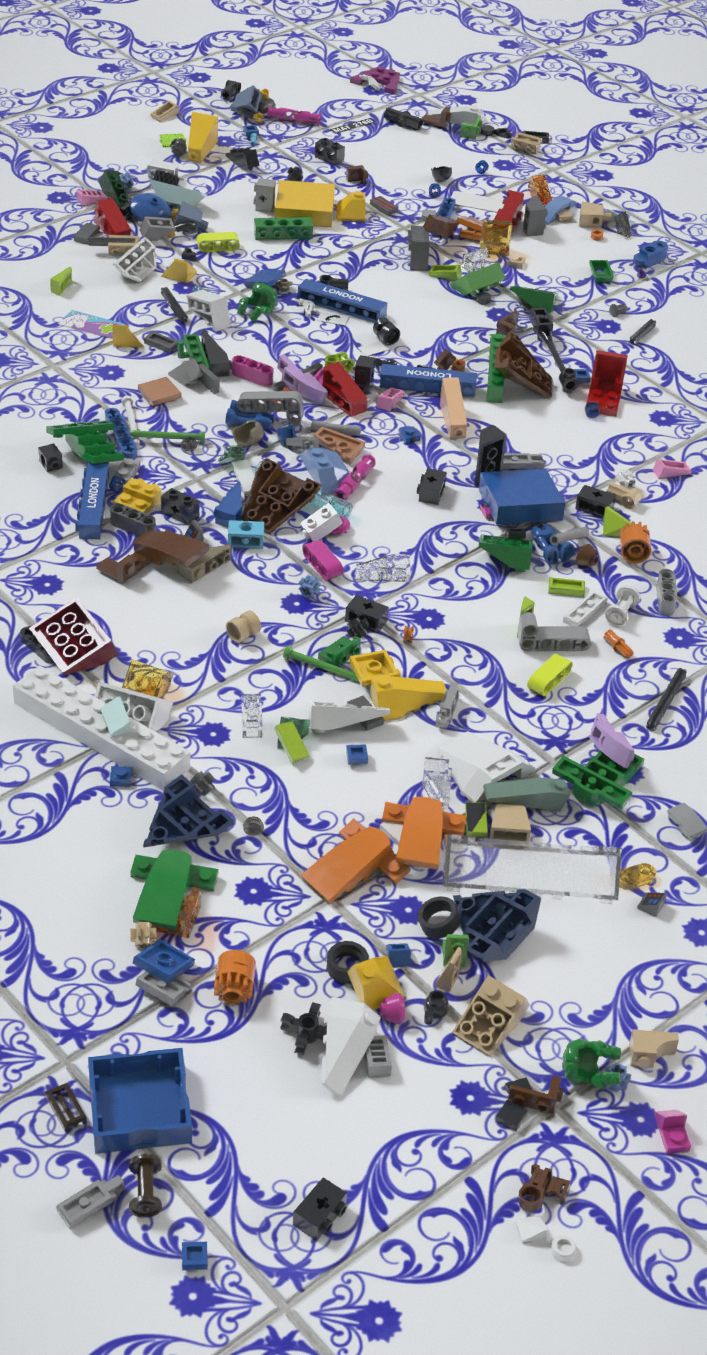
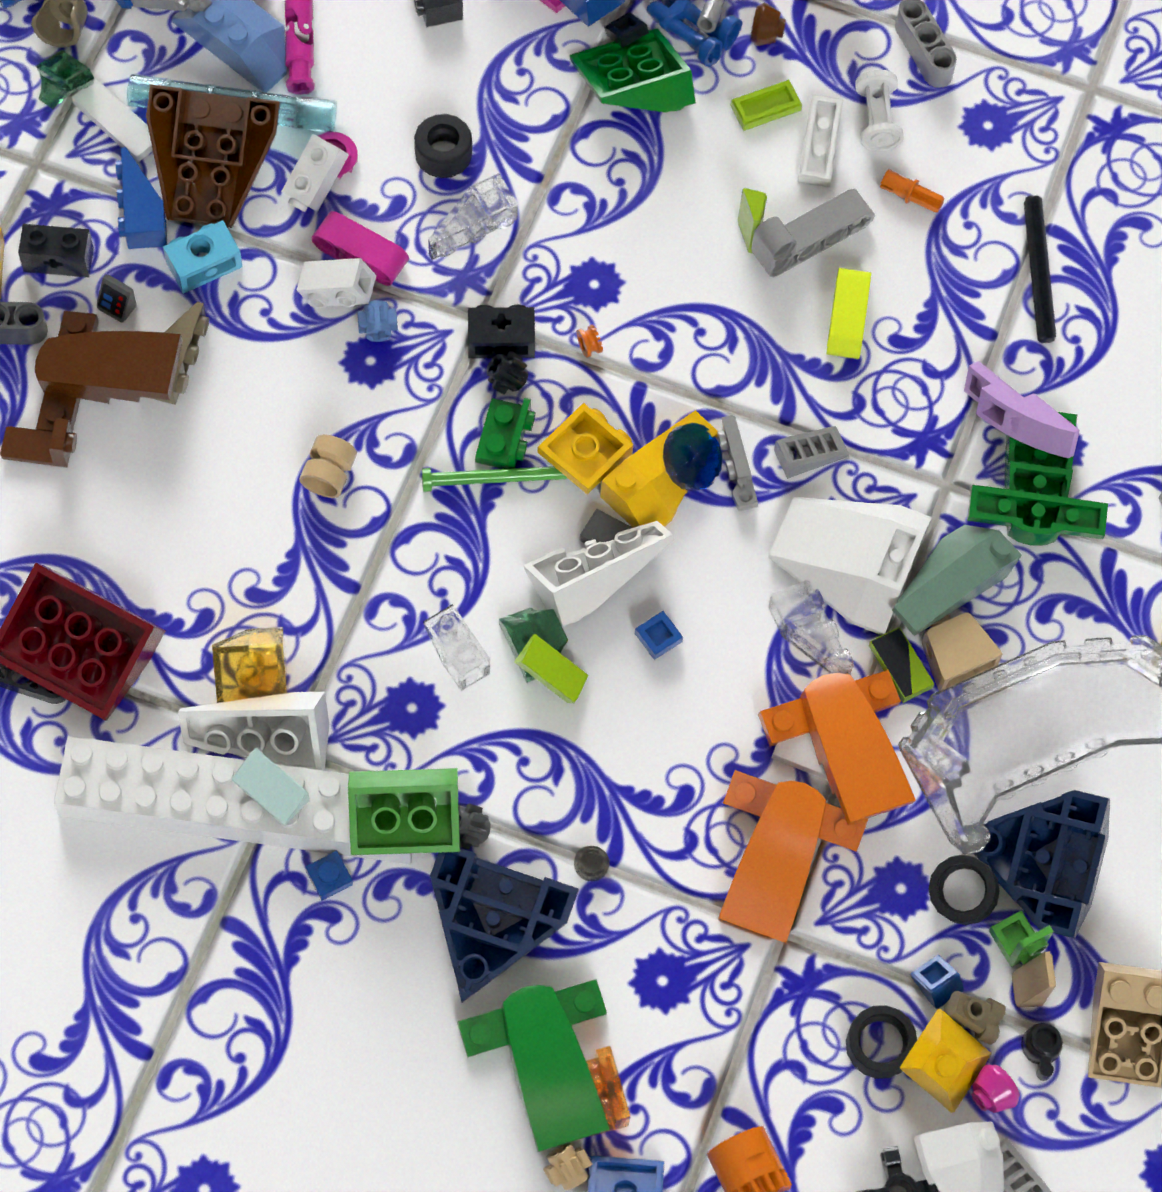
camera: 30 degrees left, 25 degrees up
(170, 750) = (403, 811): none -> bright green slope
(300, 563) = (336, 282): none -> white brick
(391, 539) = (443, 128): none -> black tyre
(407, 973) = (977, 1015): none -> dark tan plate
(425, 692) = (692, 457): none -> tile
(484, 718) = (796, 442): none -> light grey slope

